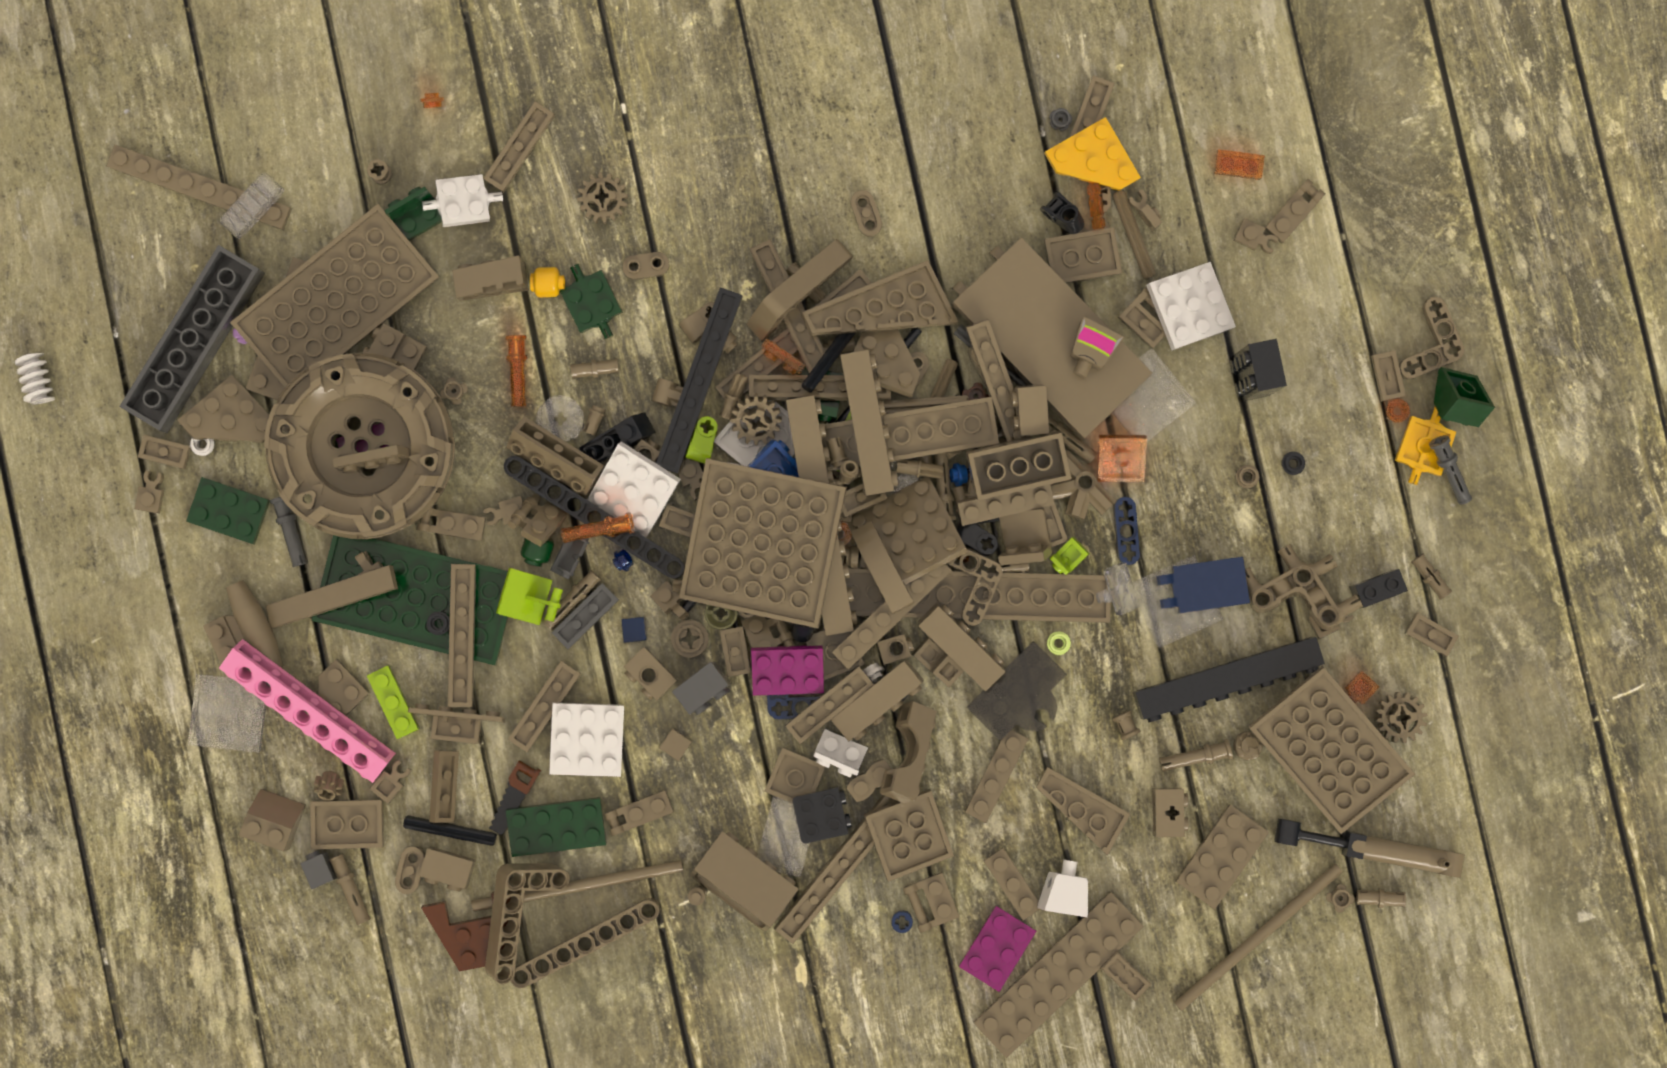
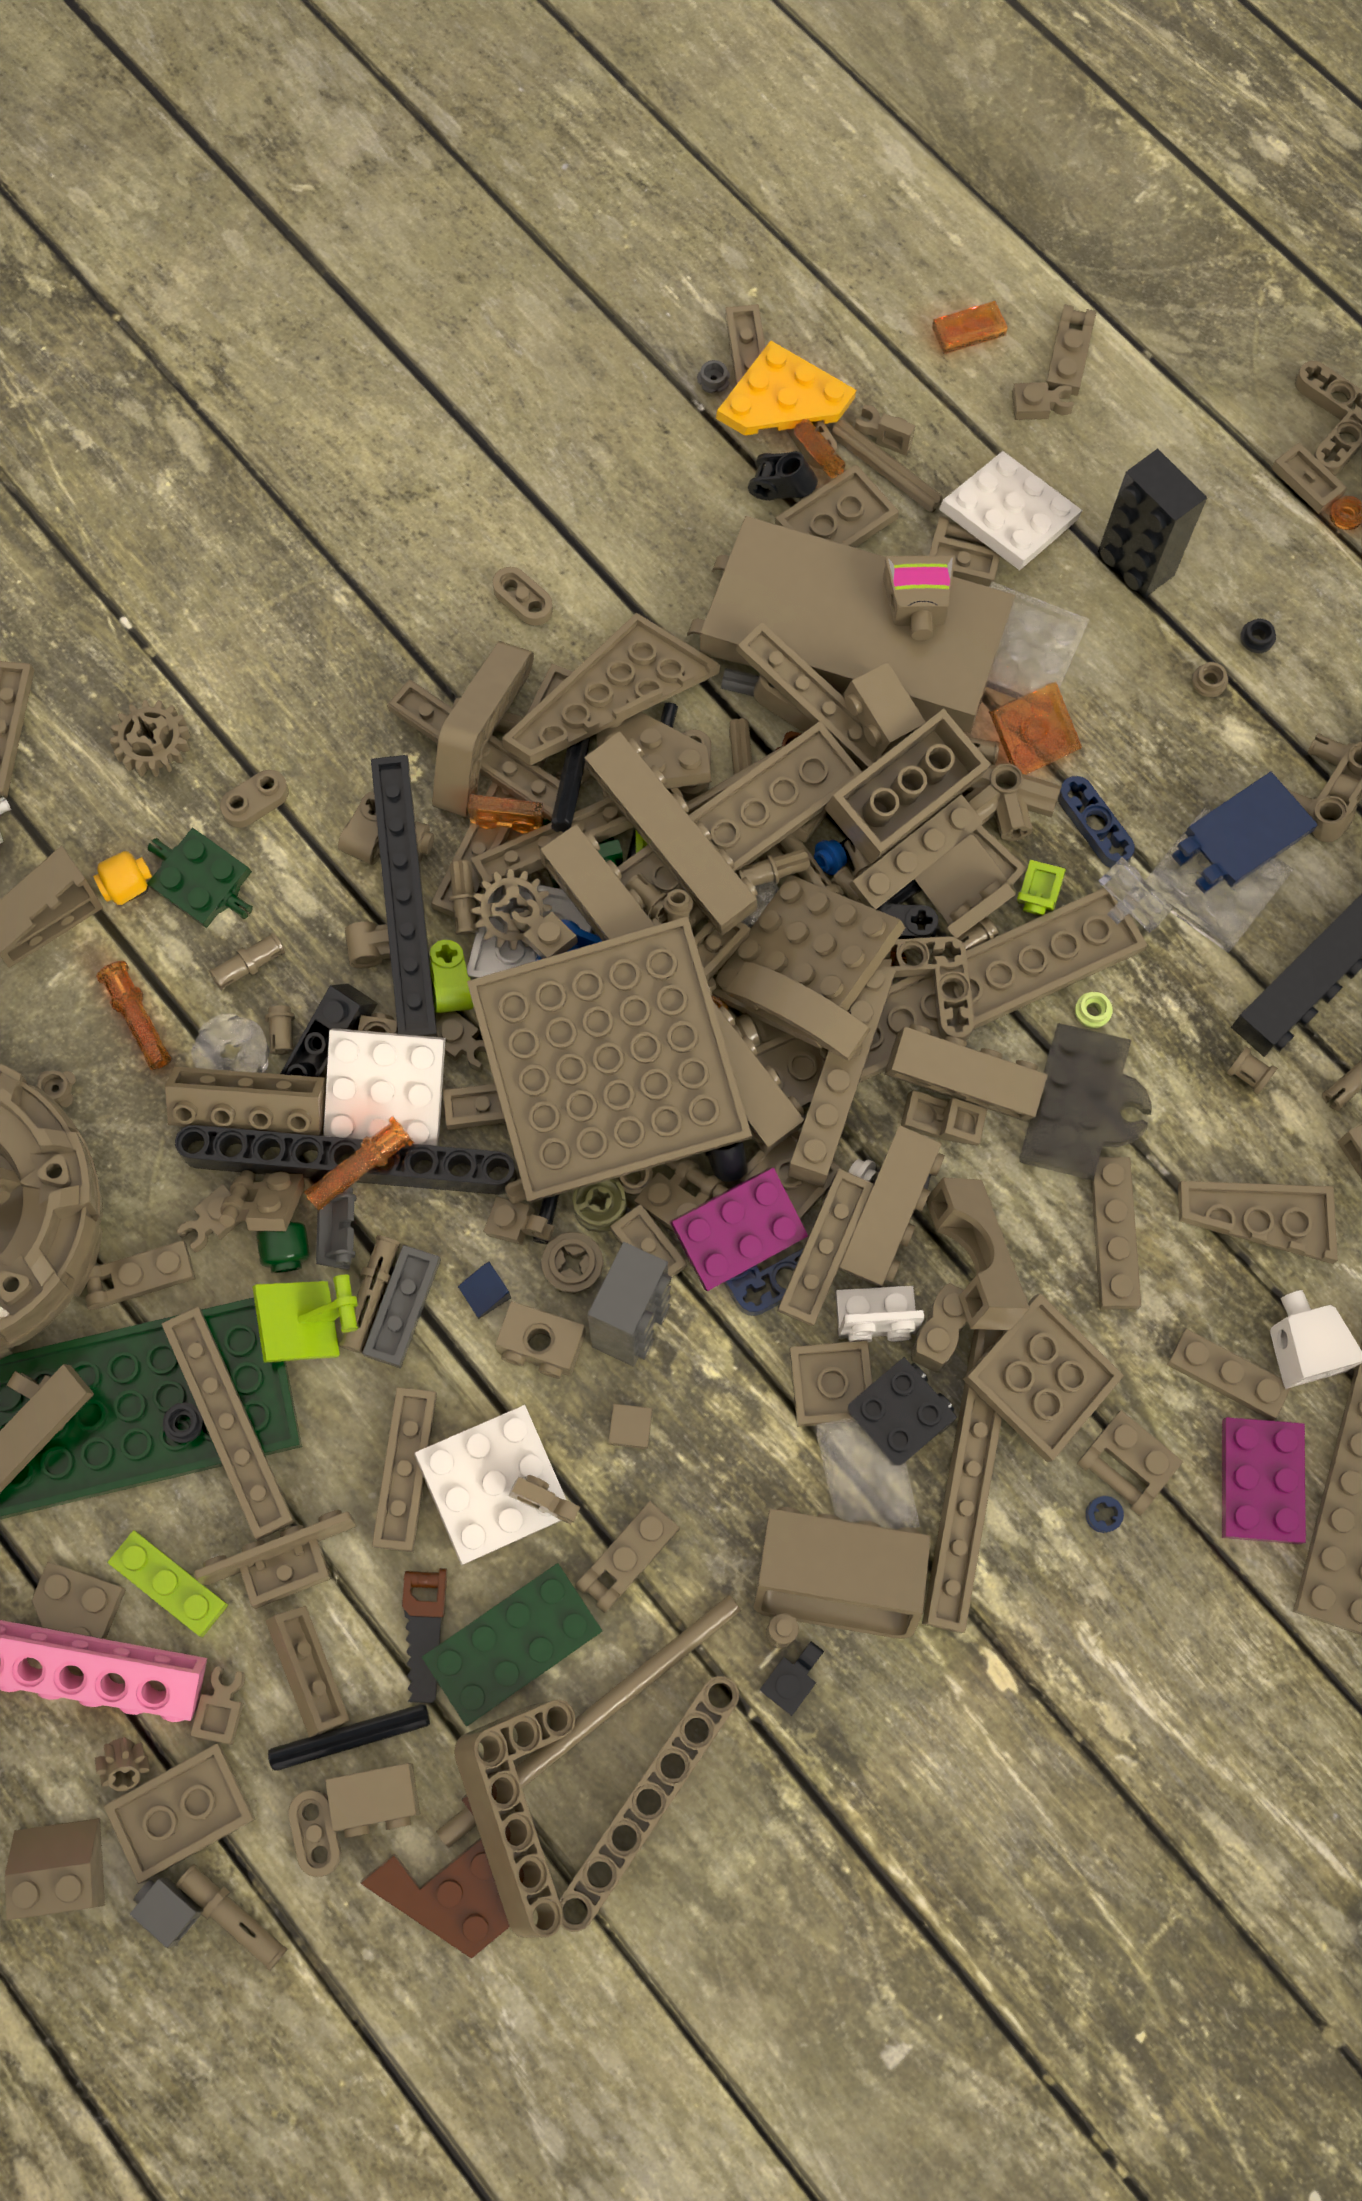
camera: 25 degrees left, 15 degrees down
(604, 758) = (536, 1495): none -> dark tan plate
(622, 560) = (417, 1201): clear blue plate -> none
(690, 921) = (789, 1682): none -> black plate
(765, 450) = (544, 935): none -> dark tan plate
(885, 653) = (863, 1140): dark tan brick -> none

